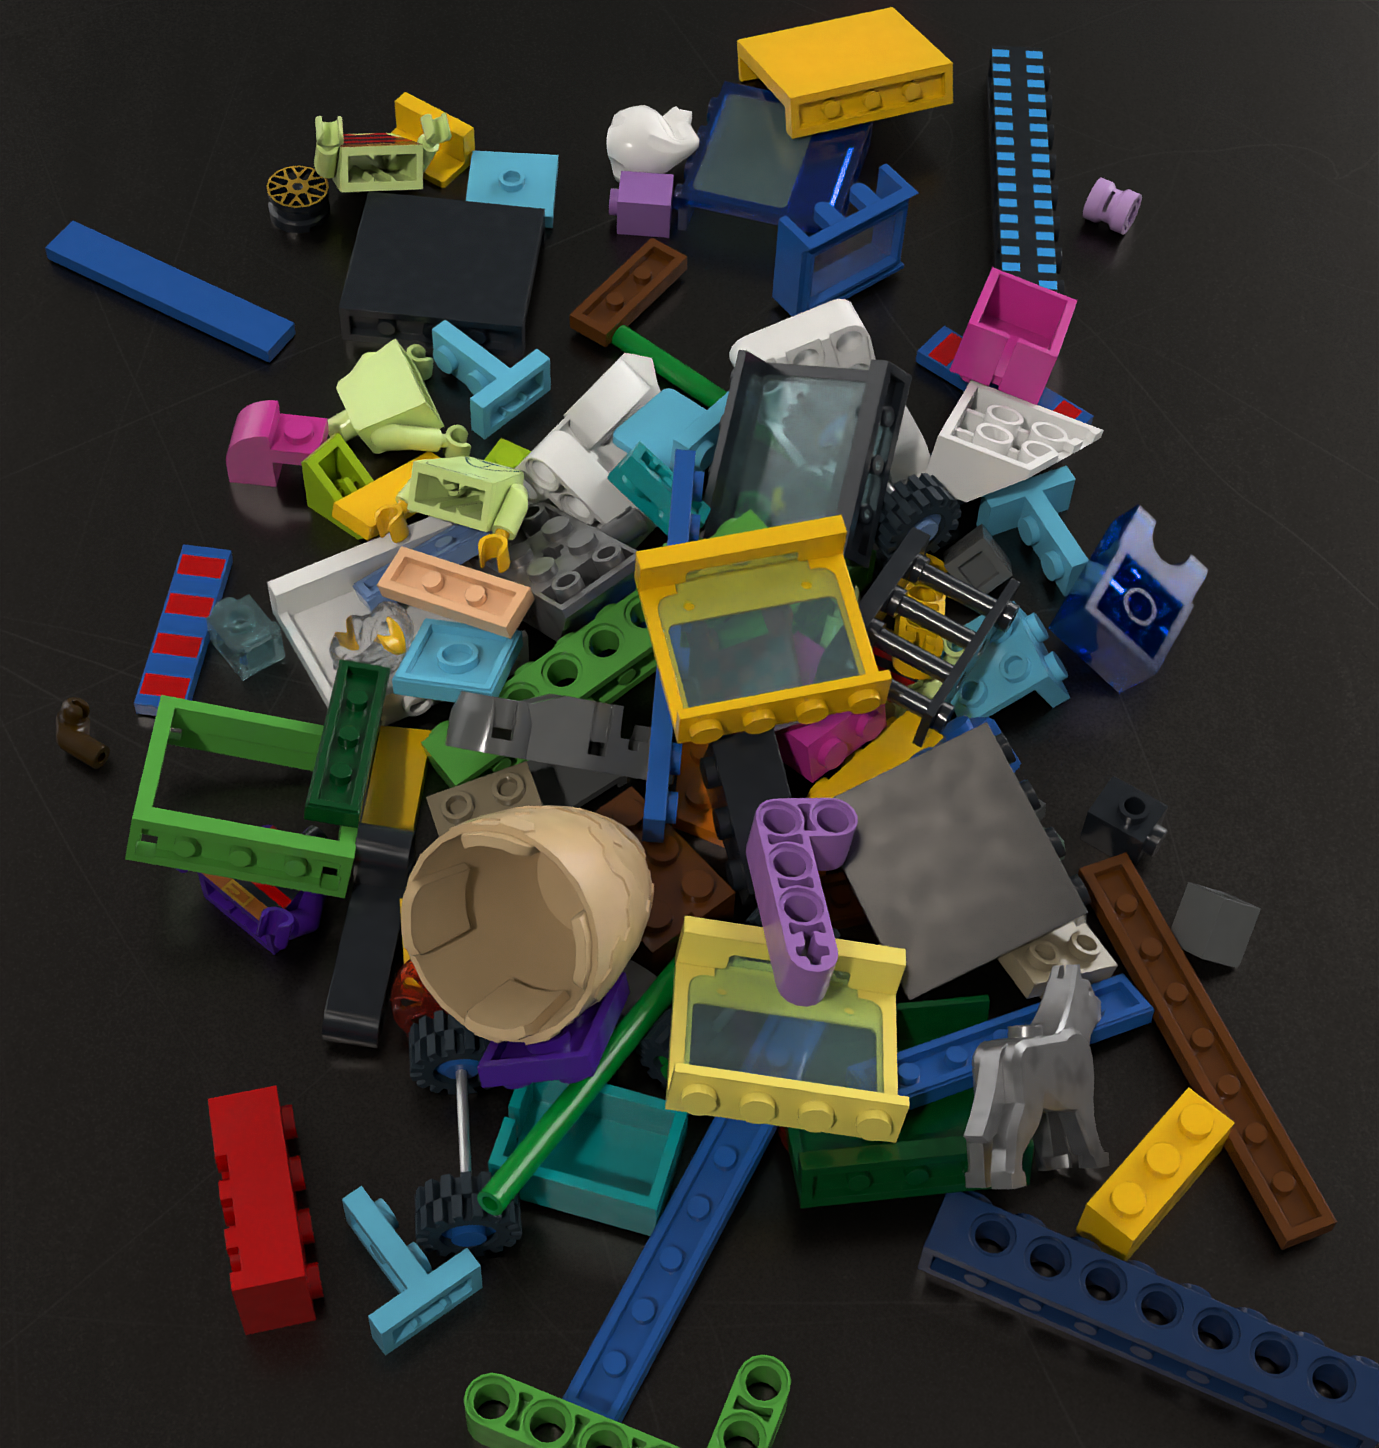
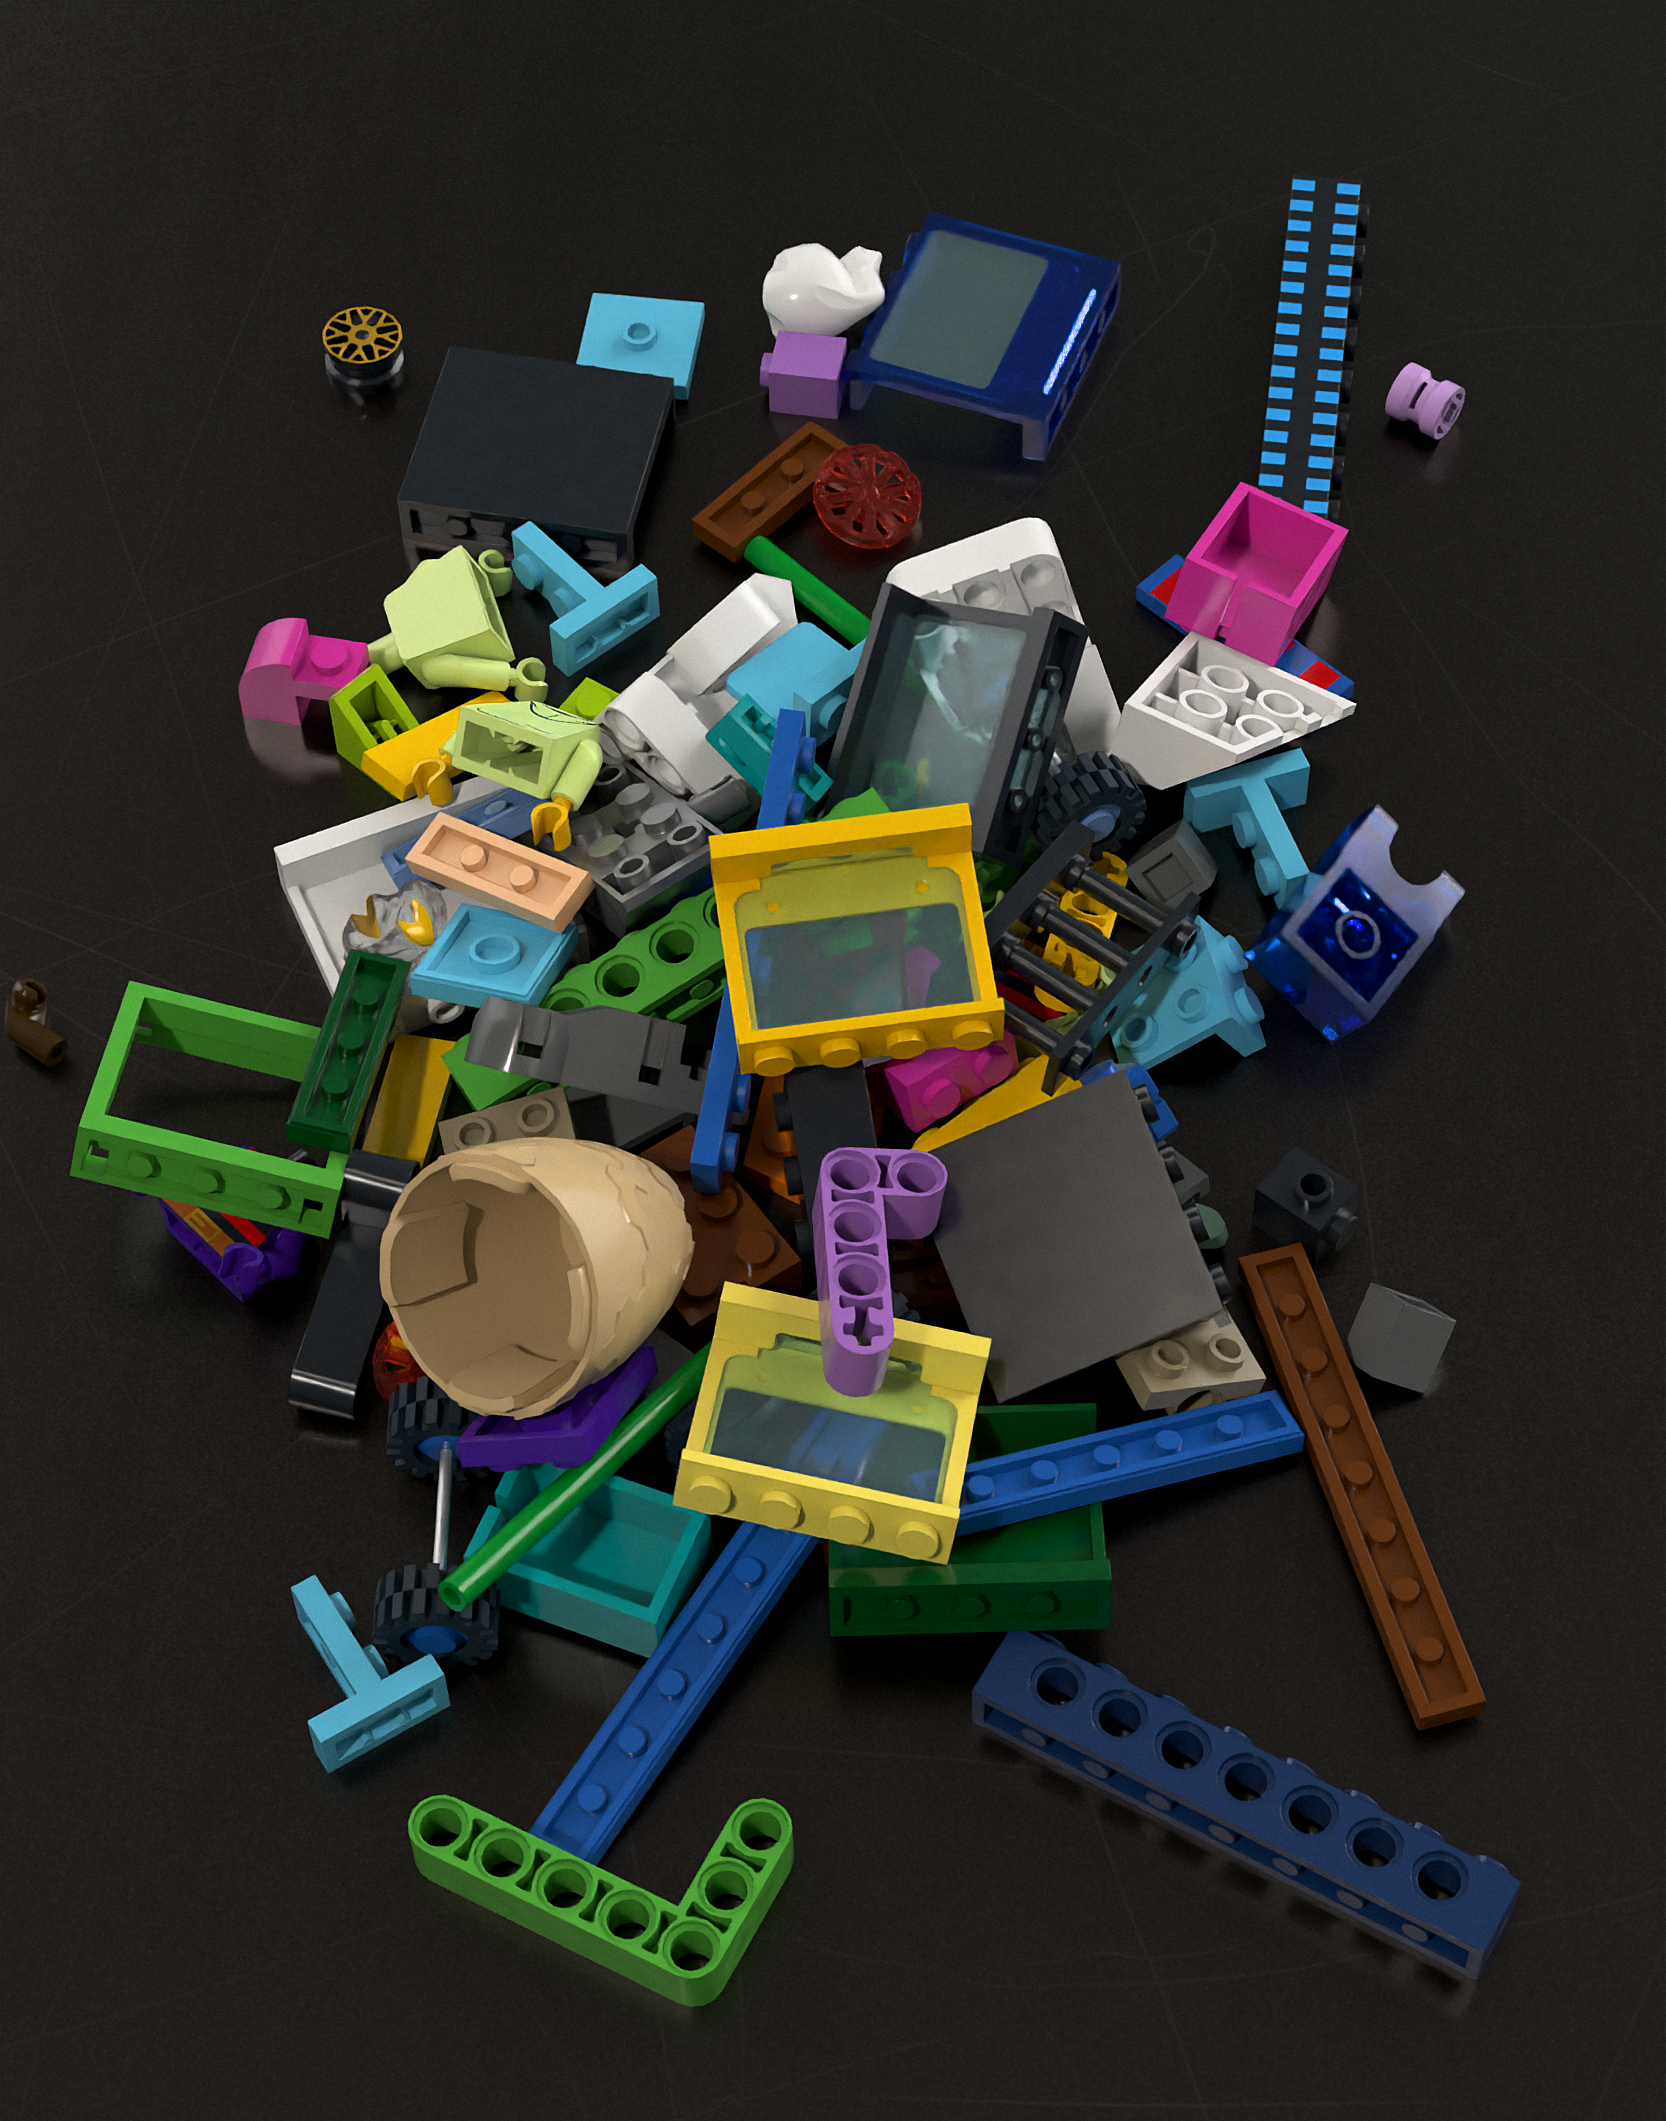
camera: 10 degrees right, 0 degrees up
(171, 291) = (192, 466): blue tile -> none
(182, 628) = (171, 896): tile -> none
(240, 627) = (238, 901): clear light blue brick -> none
(260, 1207) = (198, 1598): red wedge -> none
(377, 159) = (464, 302): yellowish green torso -> none
(452, 155) = (537, 279): yellow panel -> none
(702, 292) = (867, 496): none -> clear red wheel
(848, 71) = (1093, 204): yellow panel -> none
(848, 251) = (1051, 454): blue window -> none
(1037, 1088) = (1133, 1494): flat silver animal -> none
(1155, 1176) = (1271, 1631): yellow brick -> none

